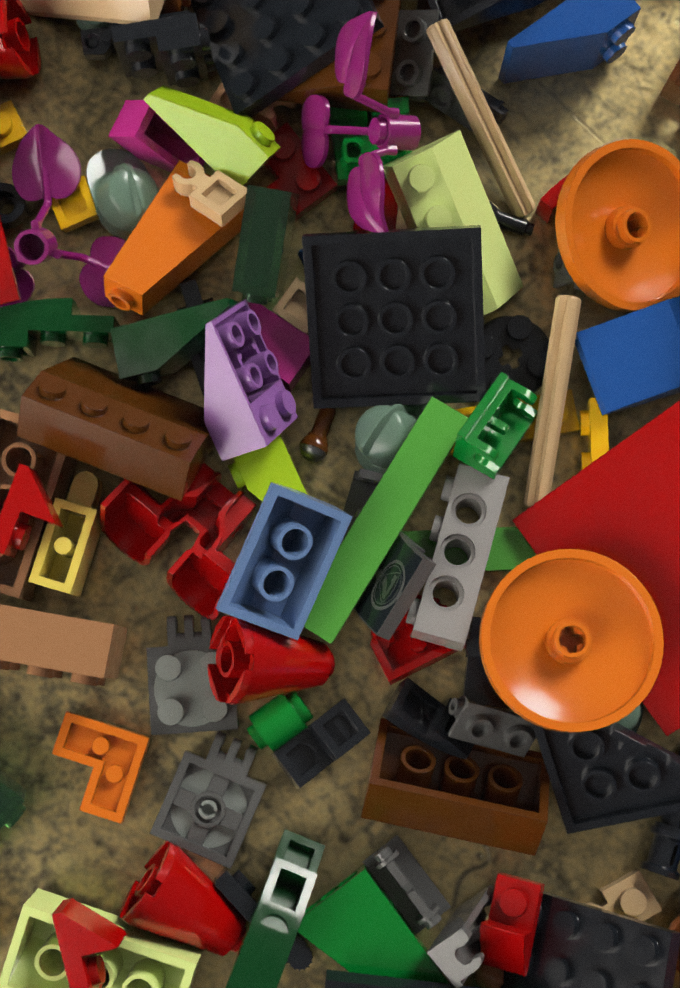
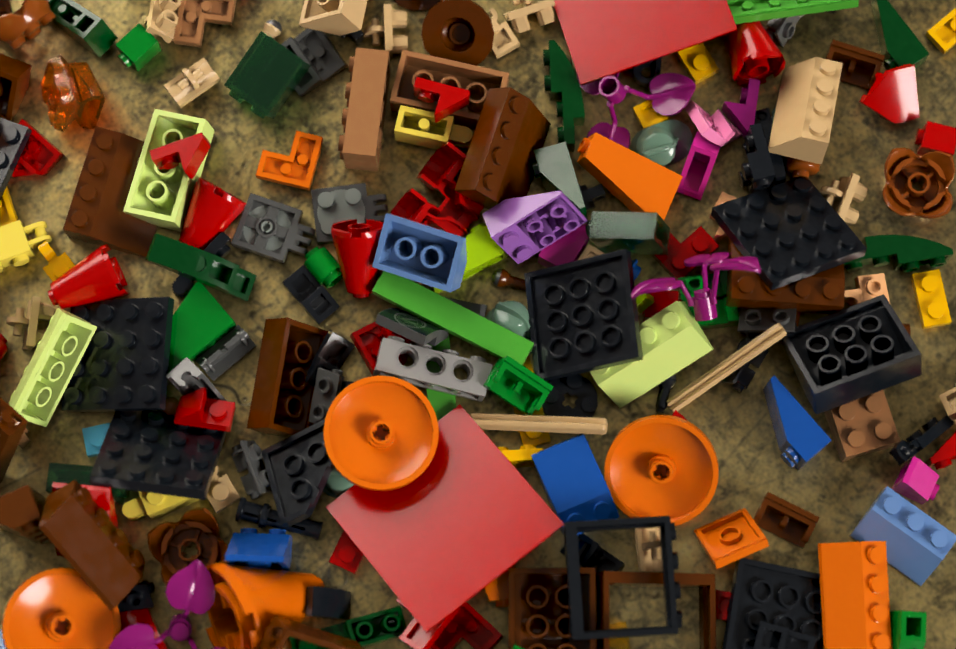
camera: 85 degrees right, 5 degrees down
(89, 67) = (743, 114): none -> magenta slope
(102, 110) = (714, 127): none -> bright pink slope
(213, 196) = (656, 196): tan plate -> none
(216, 133) = (700, 194): lime slope -> none
(577, 851) = (249, 457): none -> dark grey hinge

